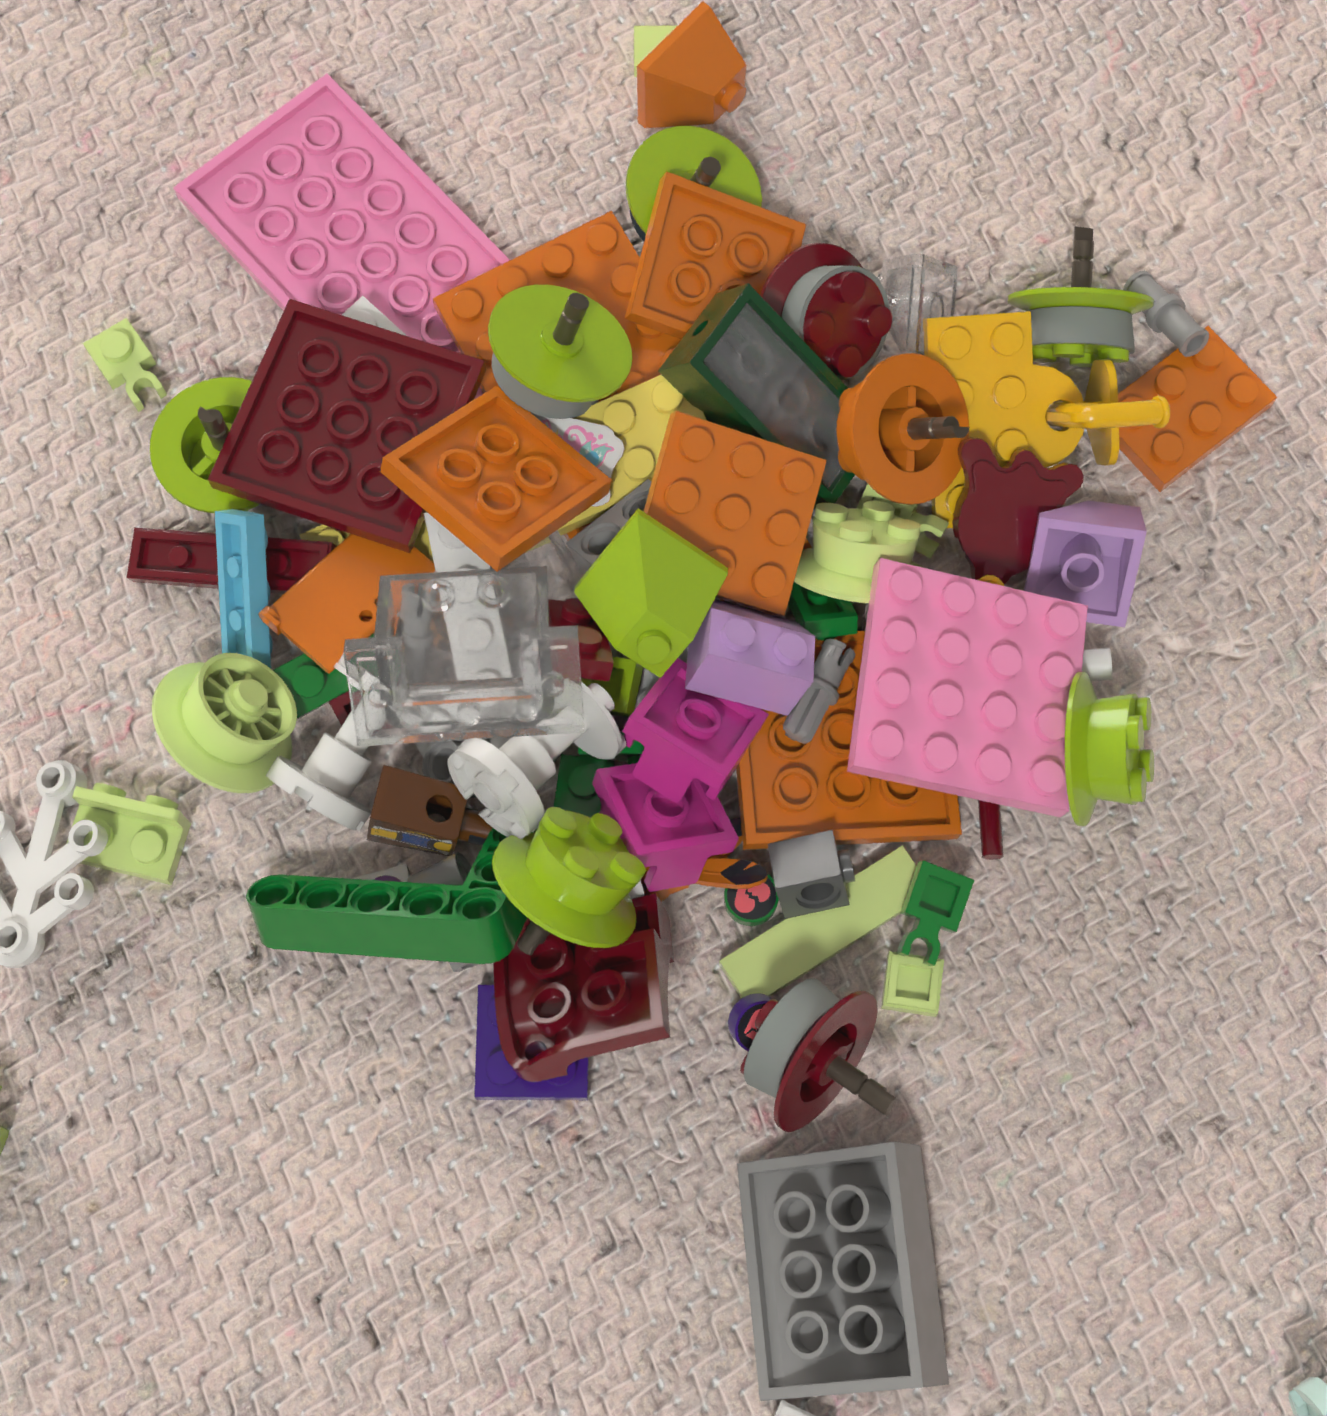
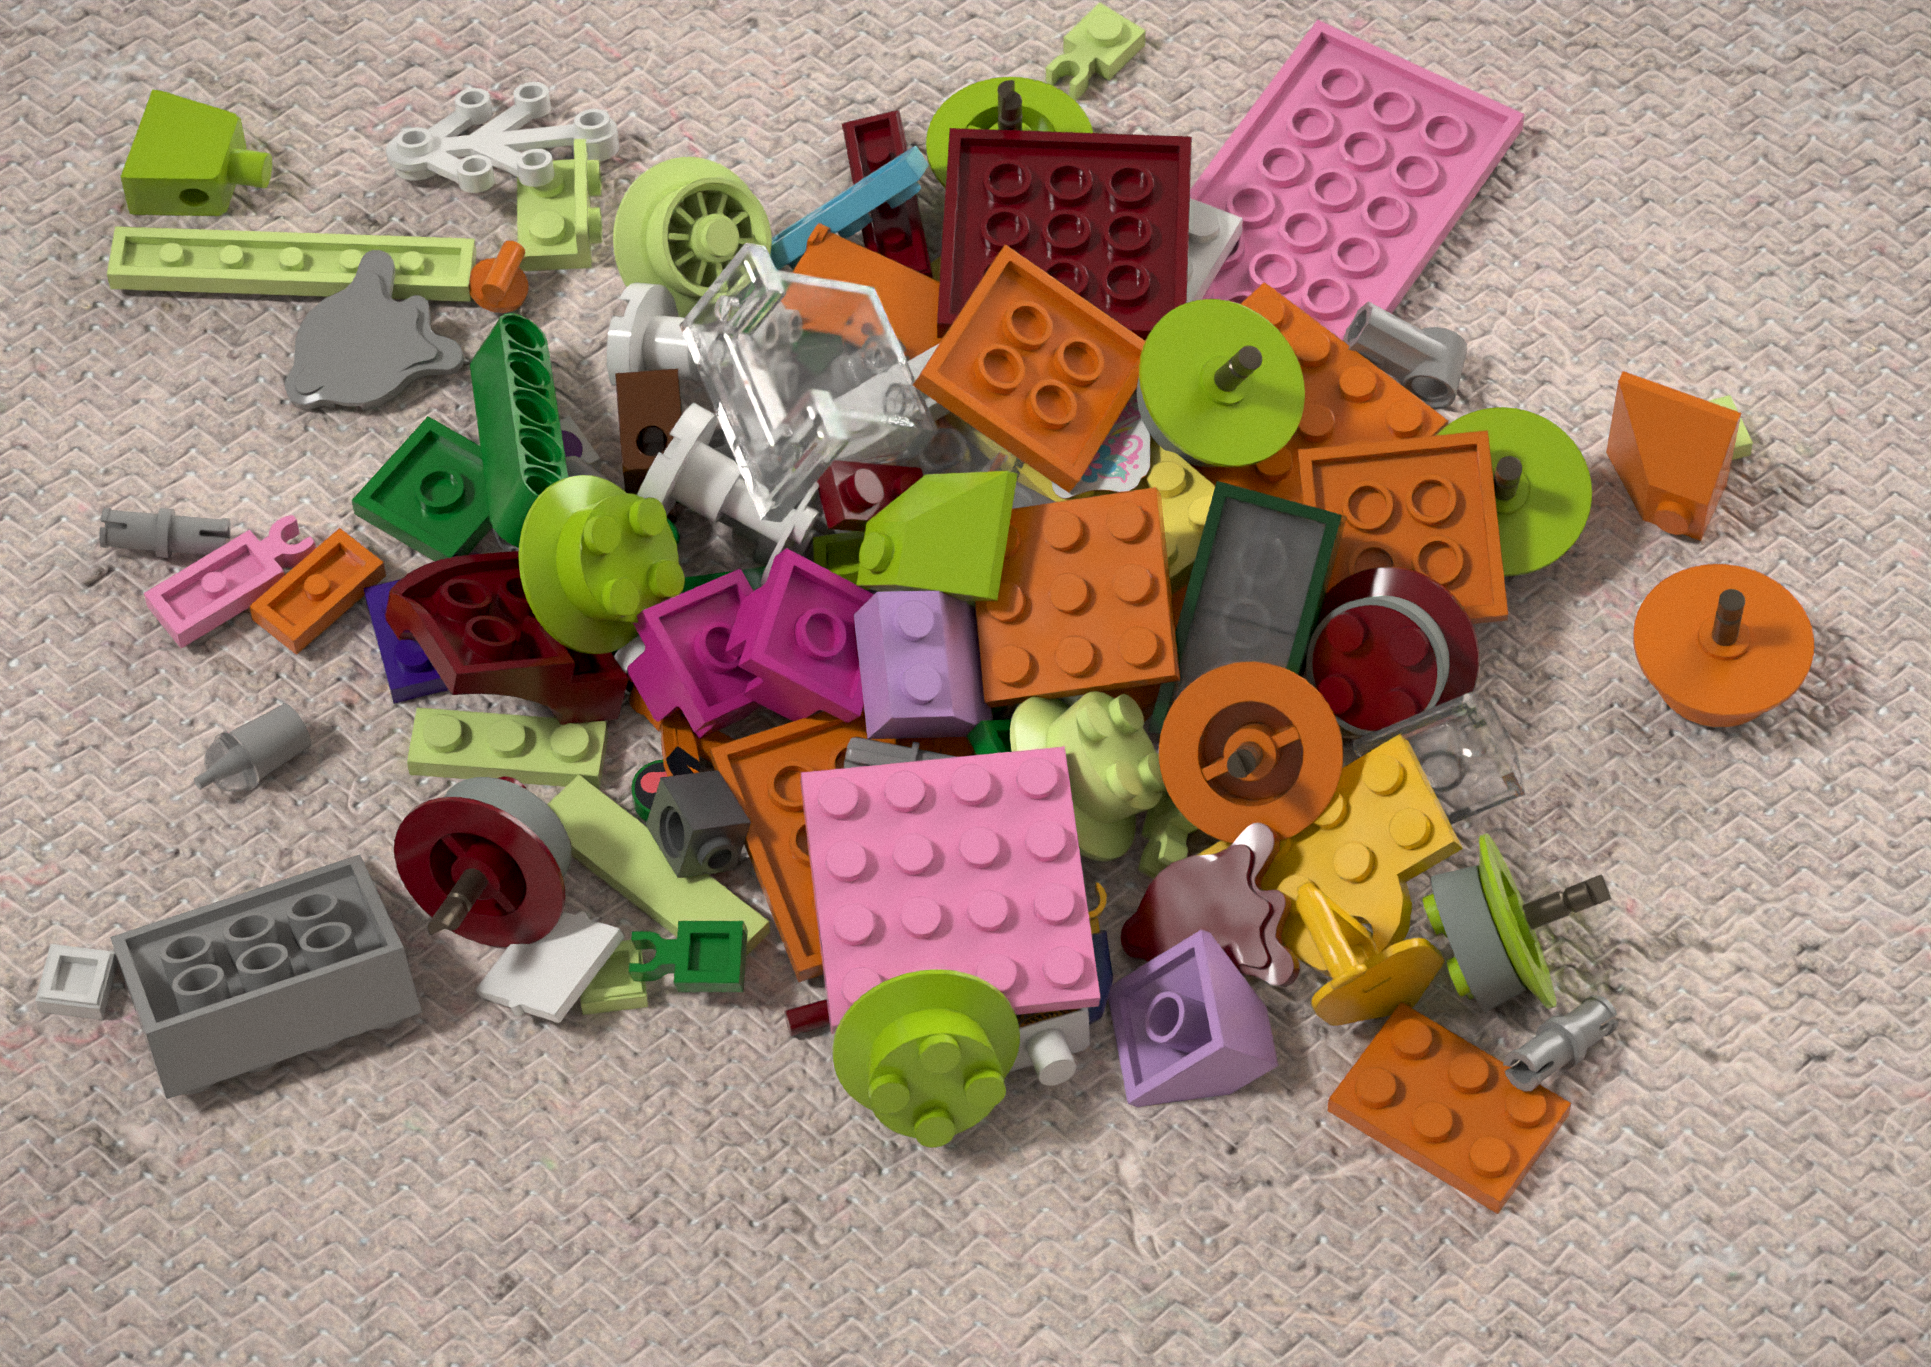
camera: 75 degrees right, 15 degrees down
(97, 1084) = (283, 262): none -> yellowish green plate
(187, 902) = (499, 282): none -> orange plate
(218, 1035) = (366, 345): none -> light grey tile
(356, 1261) = (163, 532): none -> light grey pin
(396, 1012) = (430, 493): none -> green plate
(428, 1218) = (225, 581): none -> bright pink plate
(464, 1137) = (317, 591): none -> orange plate
(529, 220) = (1424, 359): none -> light grey piece
(615, 1231) = (254, 750): none -> light grey piece
(652, 1066) = (506, 745): none -> yellowish green plate
(872, 93) = (1723, 643): none -> orange piece
(907, 1031) = (552, 972): none -> white piece

